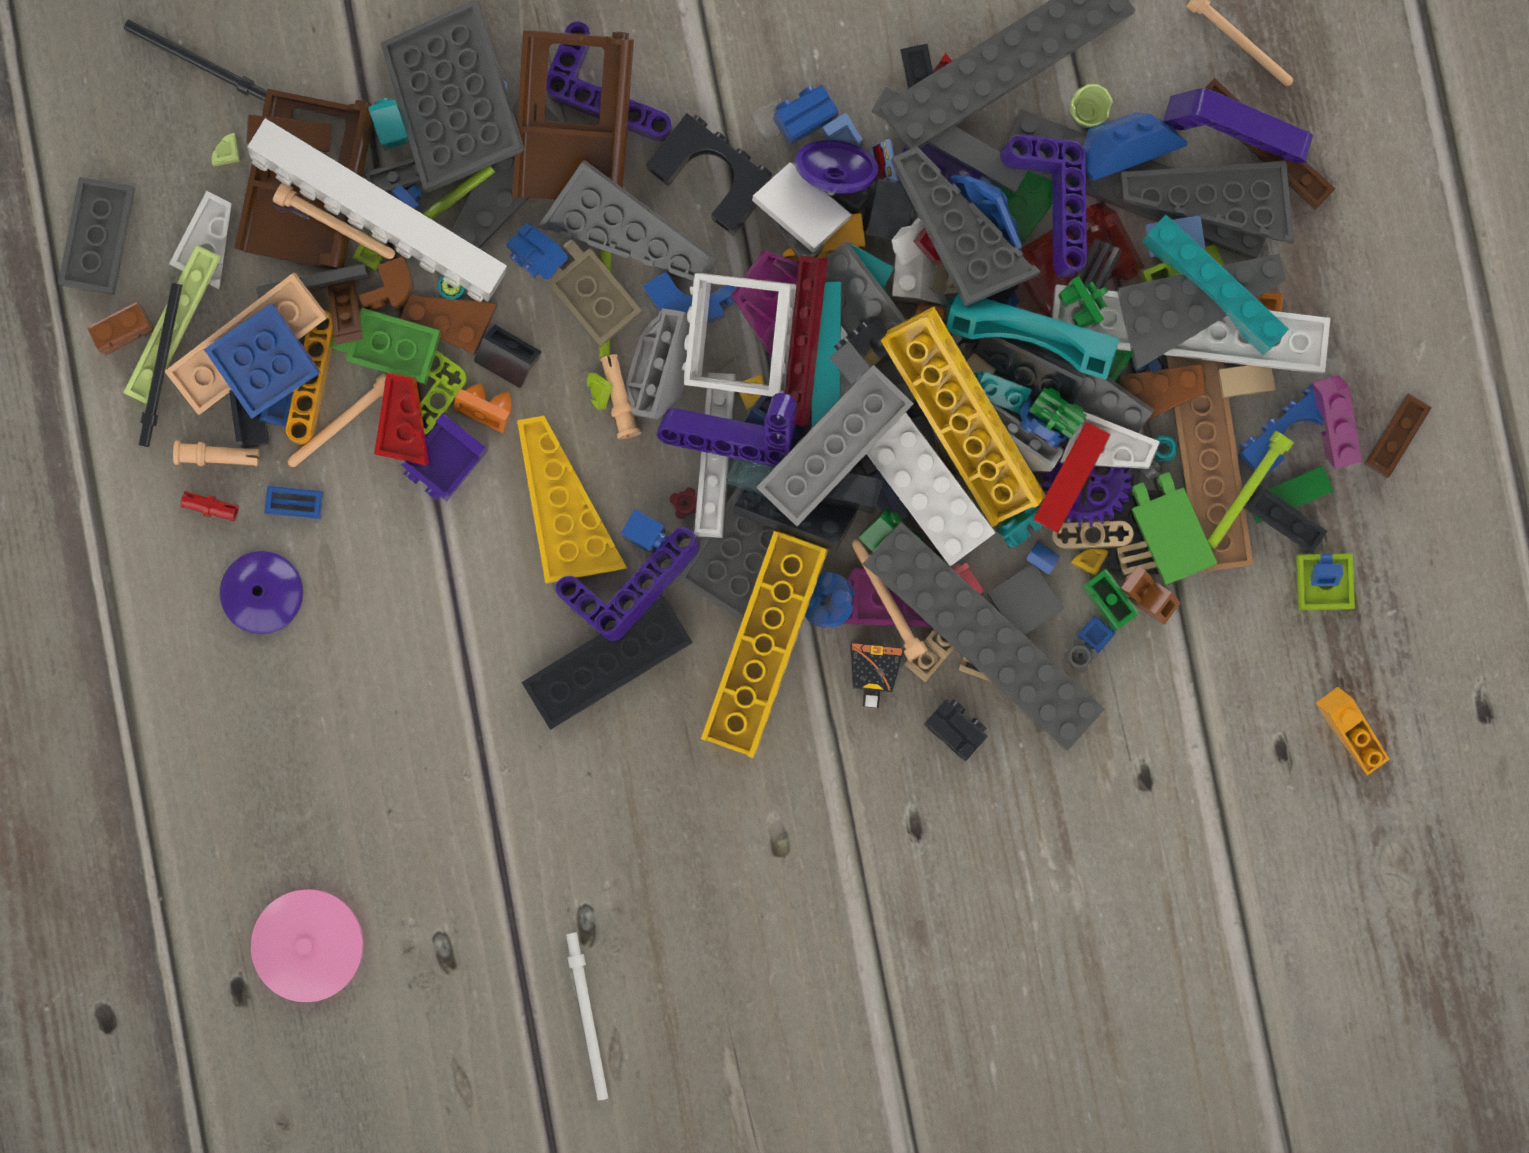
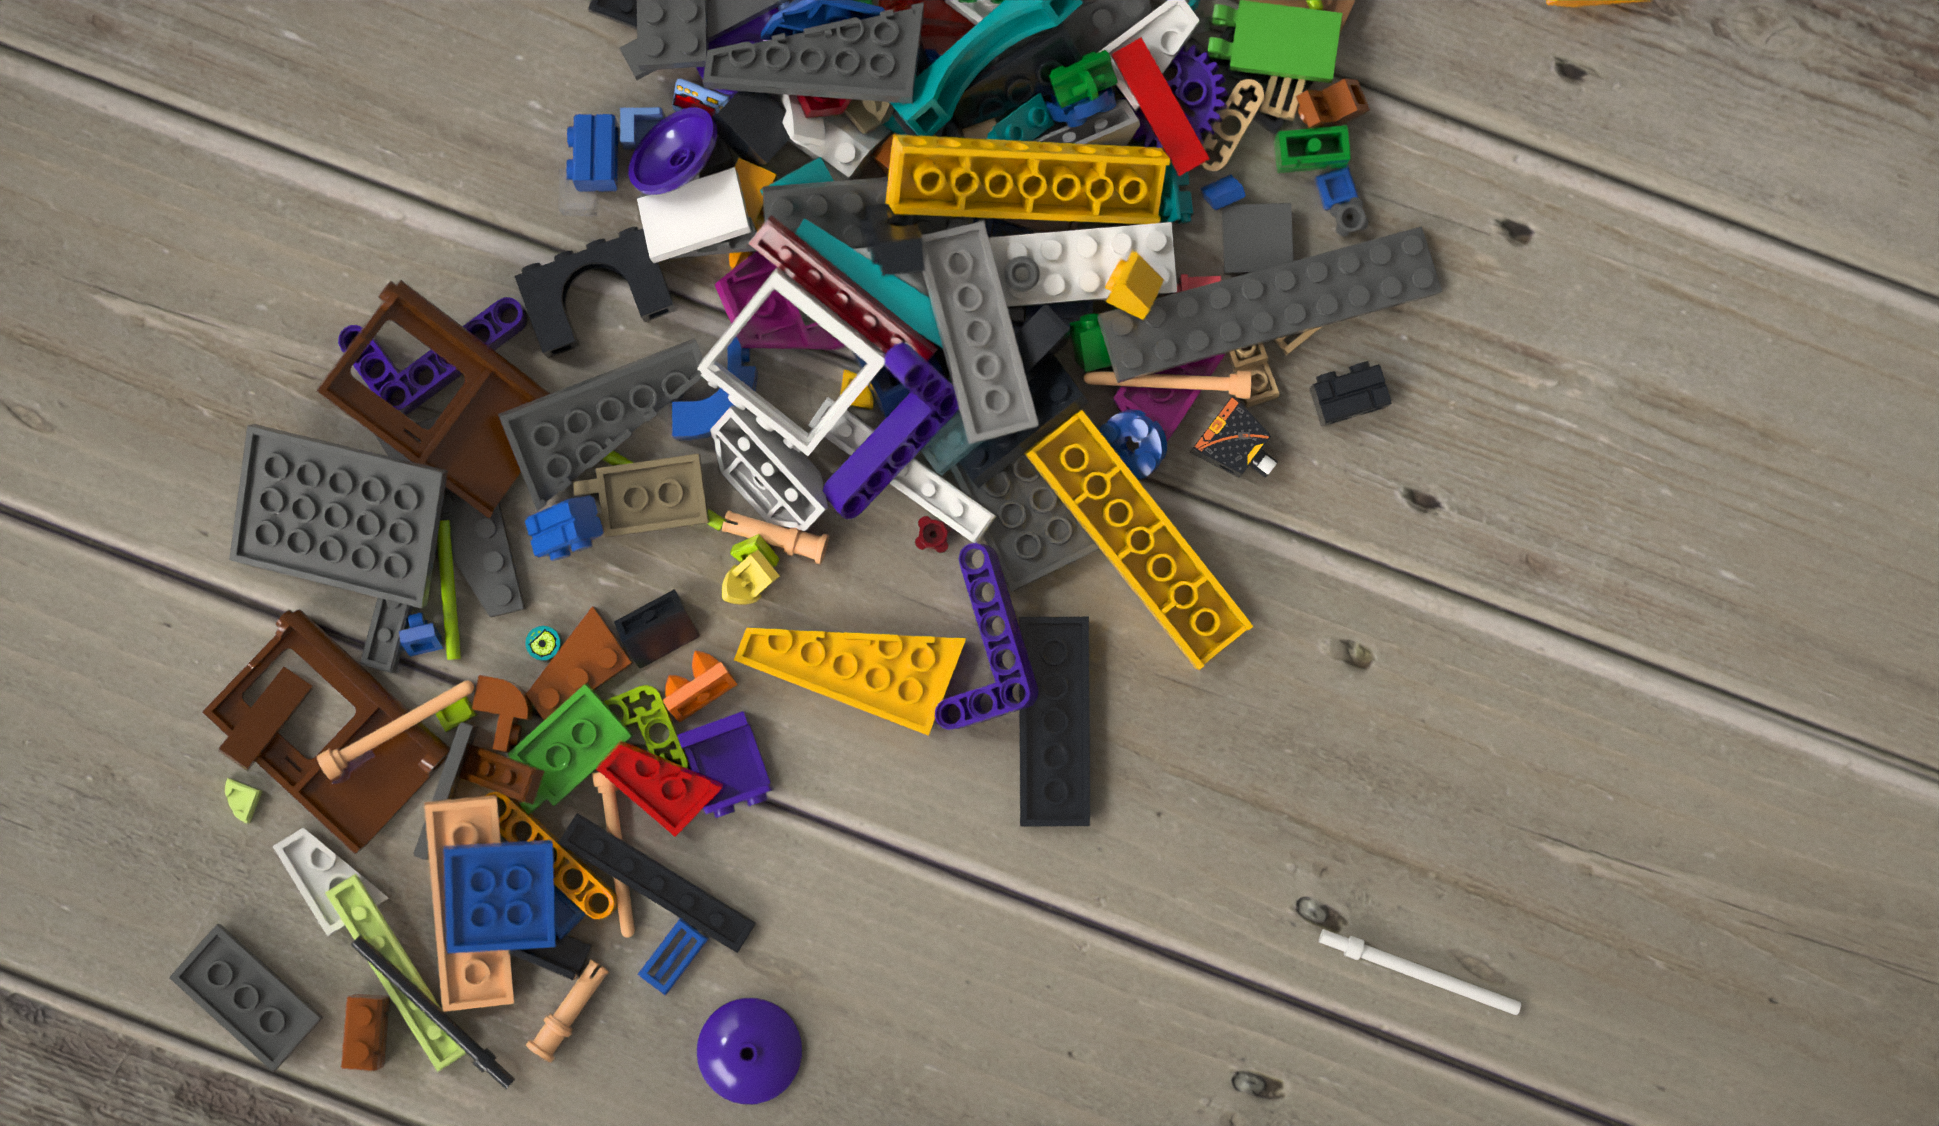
camera: 65 degrees left, 0 degrees up
(209, 506) = (620, 1051): red pin -> none
(243, 84) = (181, 735): black bar -> none
(336, 460) = (657, 882): none -> black tile
(375, 210) = (411, 673): white brick -> none
(388, 123) = (324, 602): teal slope -> none
(576, 396) = (748, 580): none -> light yellow tile
(644, 532) = (941, 595): blue brick -> none
(888, 445) = (1030, 265): none -> dark grey plate
(931, 532) = (1133, 285): none -> yellow slope
(1090, 560) = (1255, 146): yellow tile -> none

